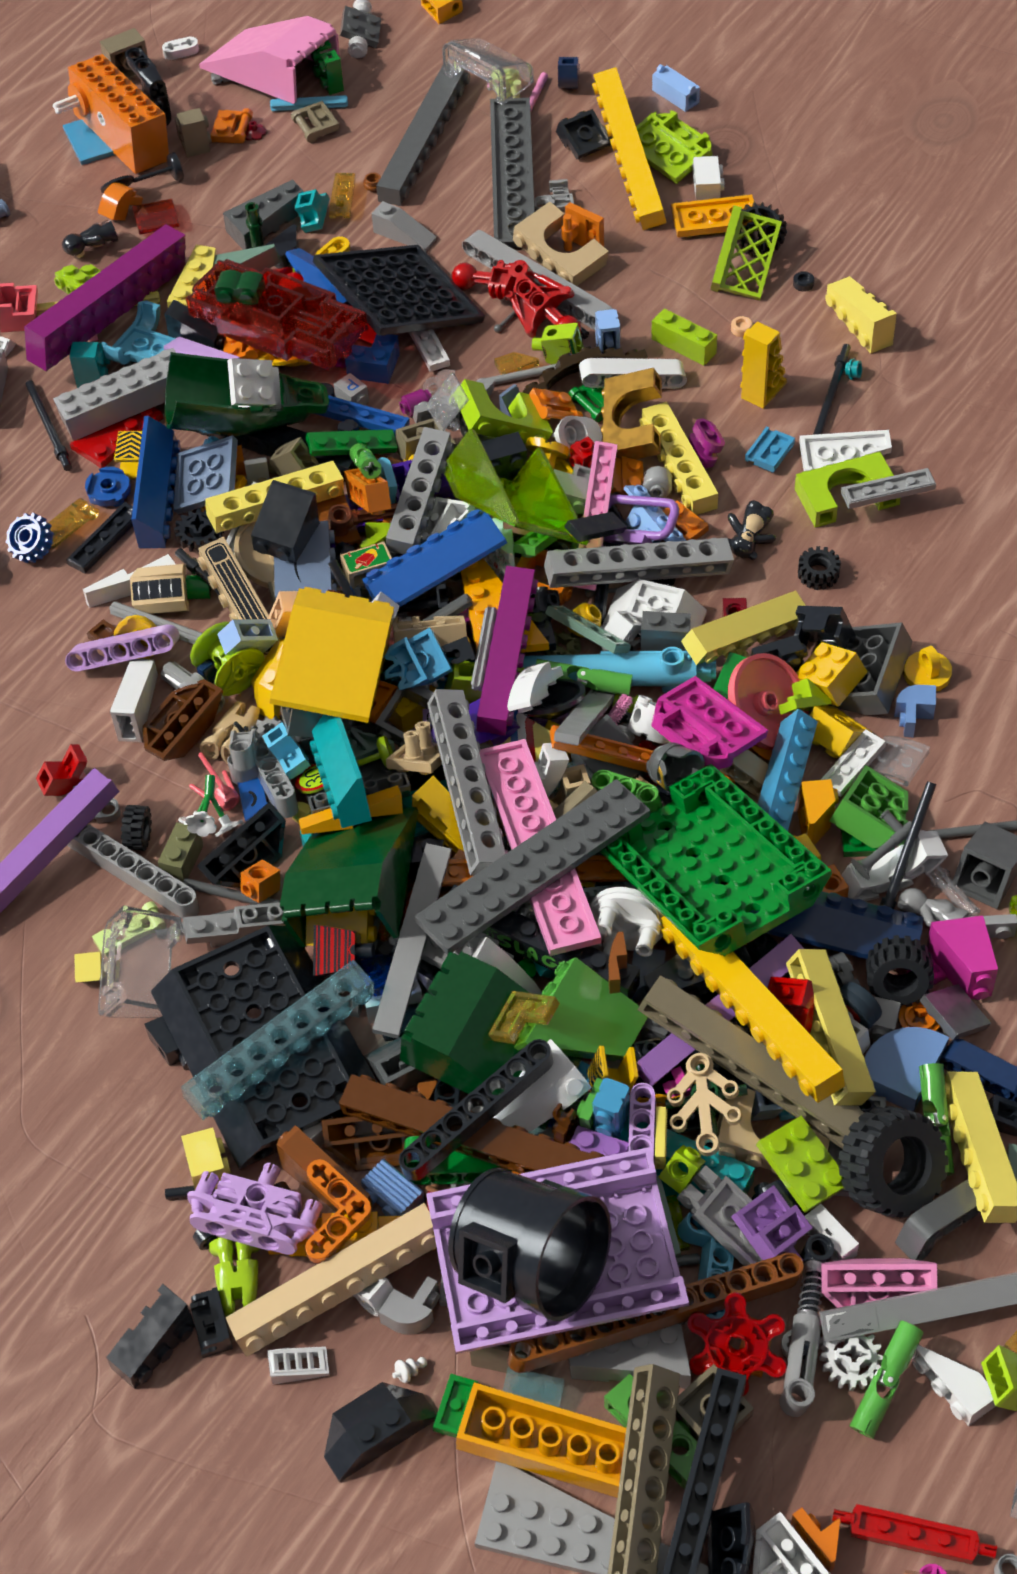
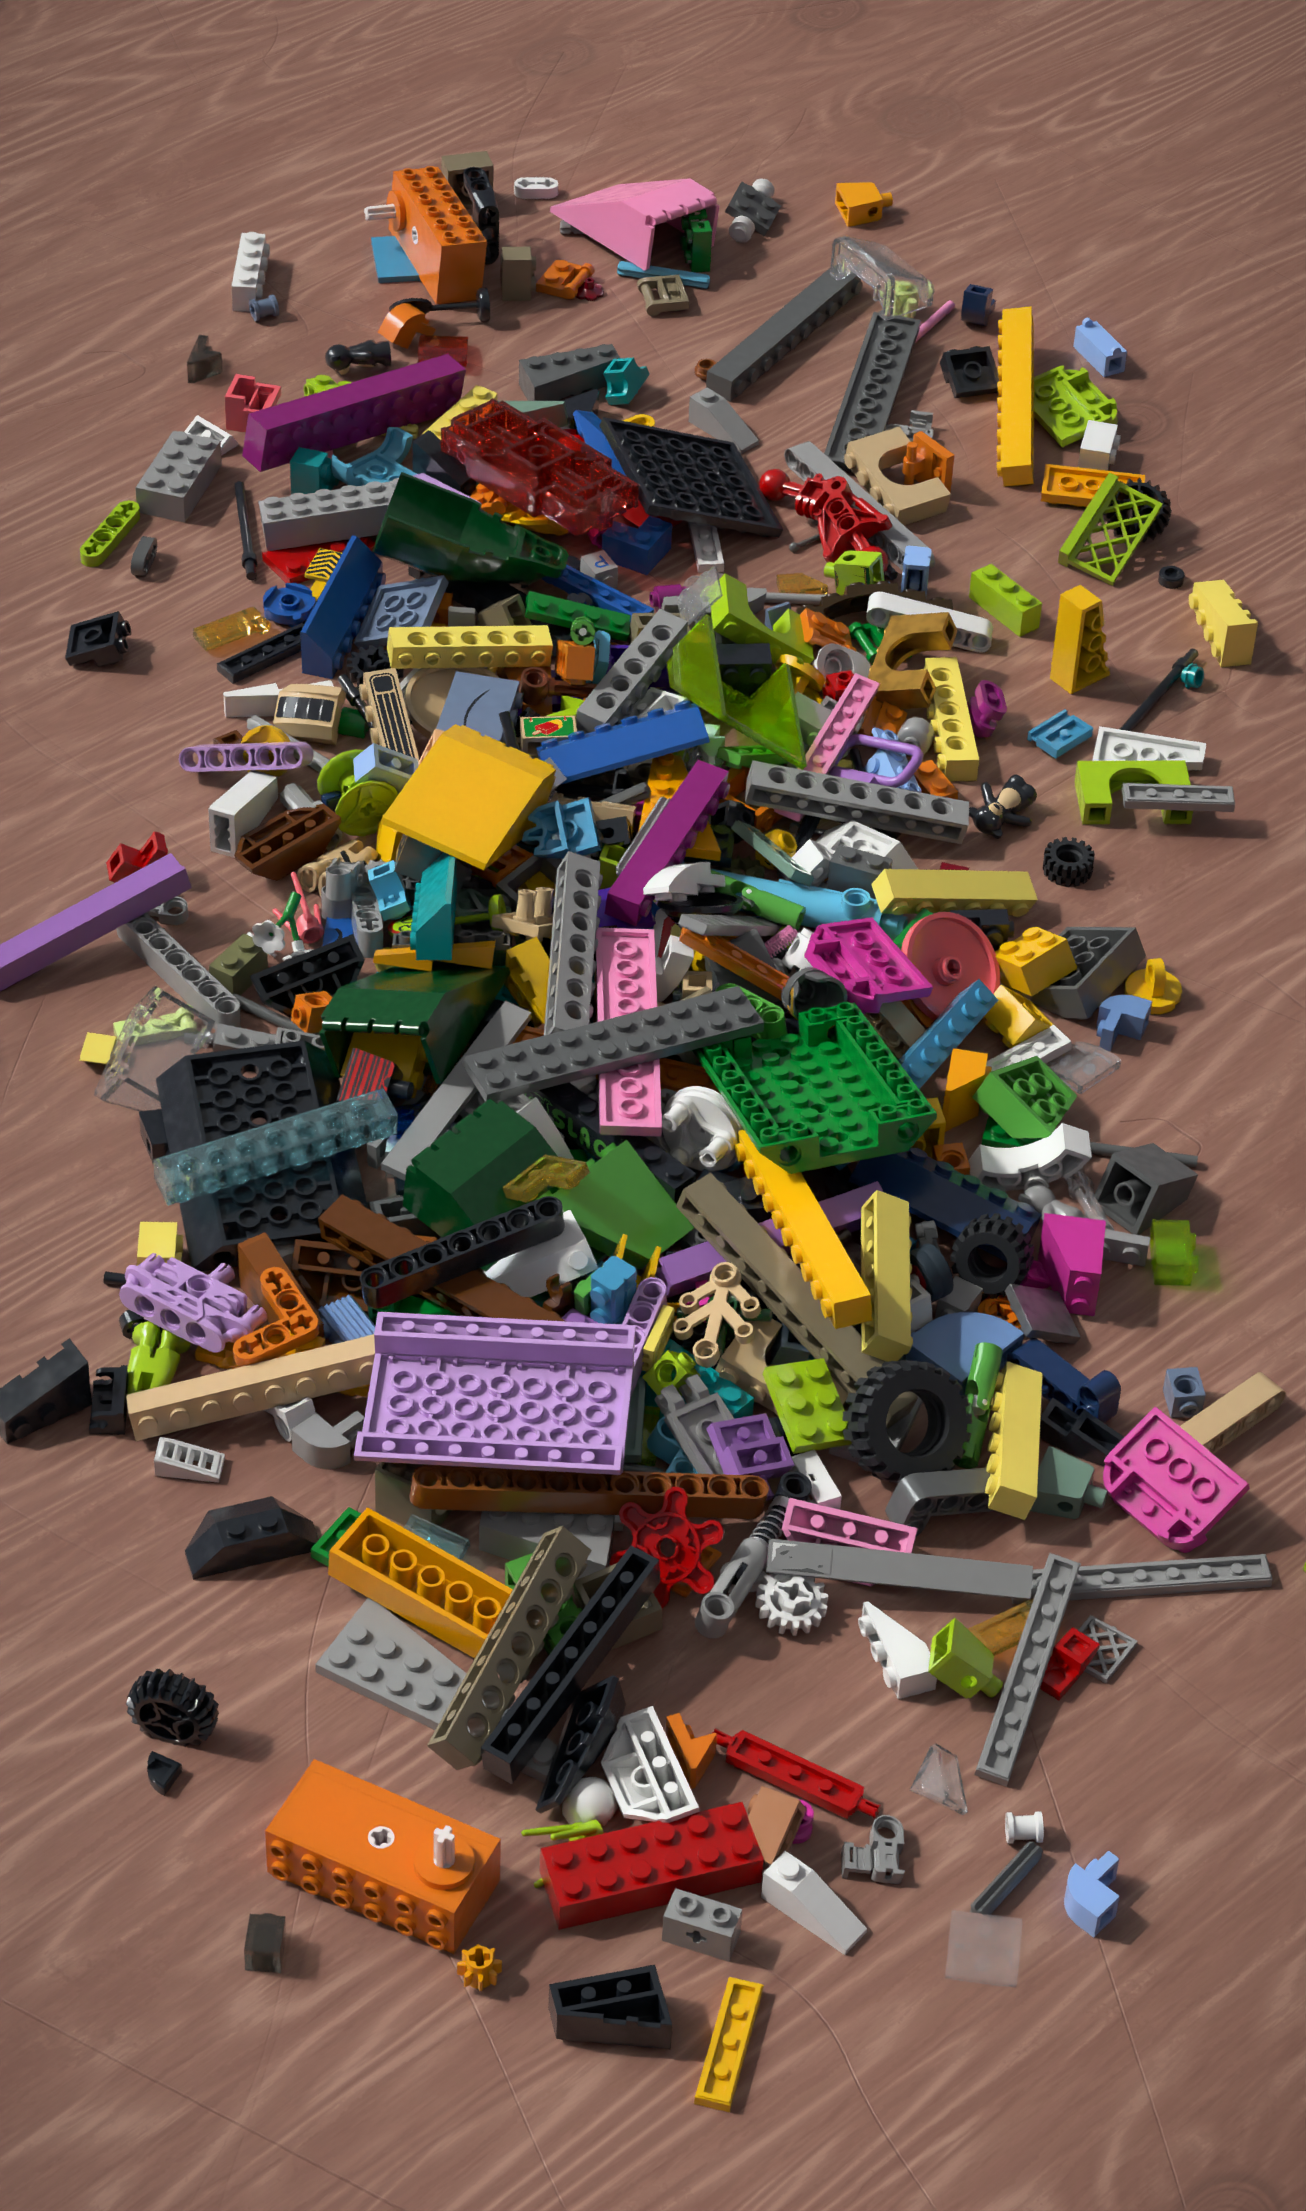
camera: 10 degrees right, 10 degrees down
(30, 527) = (183, 631): blue gear -> none
(136, 827) = (198, 929): black tyre -> none
(239, 287) = (504, 427): dark green brick -> none
(254, 224) = (548, 375): dark green pin -> none
(254, 383) = (484, 522): white bracket -> none
(285, 522) = (469, 666): black slope -> none
(342, 195) = (665, 375): clear yellow plate -> none
(406, 1369) = (307, 1494): white hair -> none
(530, 1242) = (468, 1361): black cylinder -> none
(595, 526) = (819, 752): black tile -> none
(617, 961) = (669, 1154): dark orange slope -> none
(796, 997) = (857, 1238): red slope -> none
(805, 697) = (995, 972): lime slope -> none
(824, 625) = (1046, 909): black panel -> none
(864, 866) = (1046, 1122): dark grey piece -> none
(889, 899) = (1050, 1134): black bar -> none
(894, 1363) = (837, 1608): bright green piece -> none

